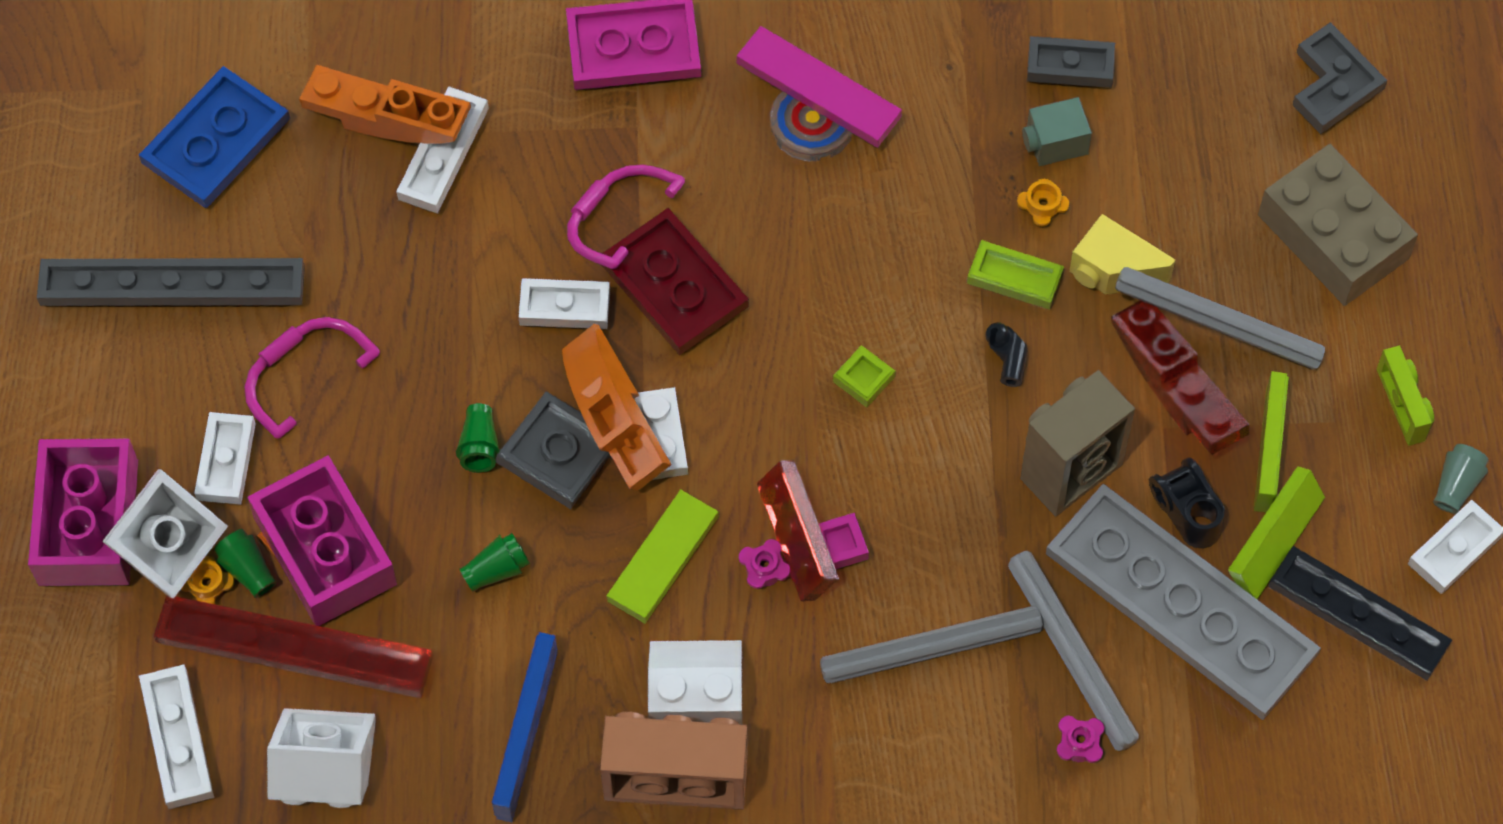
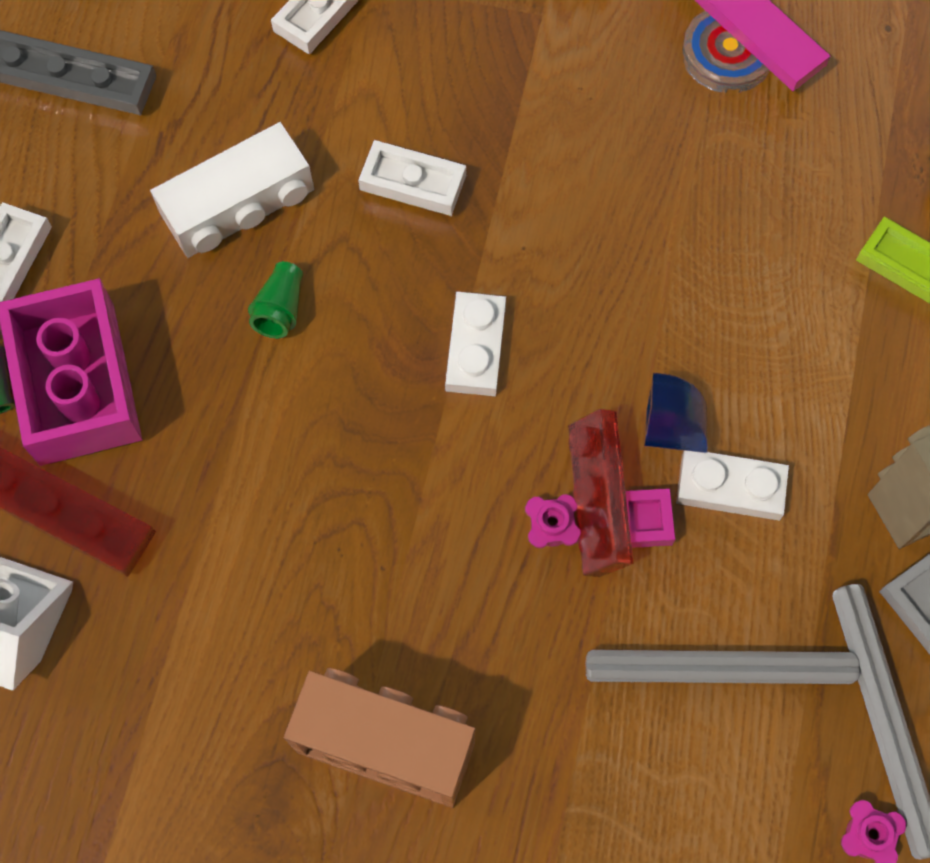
camera: 15 degrees right, 5 degrees up
(284, 344) = (96, 157): dark pink piece -> none
(410, 353) = (233, 190): none -> white brick
(495, 563) = (256, 443): green cone -> none
(524, 727) = (227, 645): blue tile -> none
(554, 451) = (359, 334): dark grey plate -> none
(594, 196) = (477, 73): dark pink piece -> none
(609, 408) = (426, 306): orange slope -> none
(662, 556) = (441, 483): lime tile -> none
(676, 282) = (536, 182): dark red plate -> none
(695, 680) = (435, 643): white slope -> none
(844, 451) = (675, 415): none -> clear blue brick
(864, 376) = (718, 335): lime tile -> none
(905, 497) = (732, 484): none -> white plate
(1010, 350) = (890, 346): black arm -> none

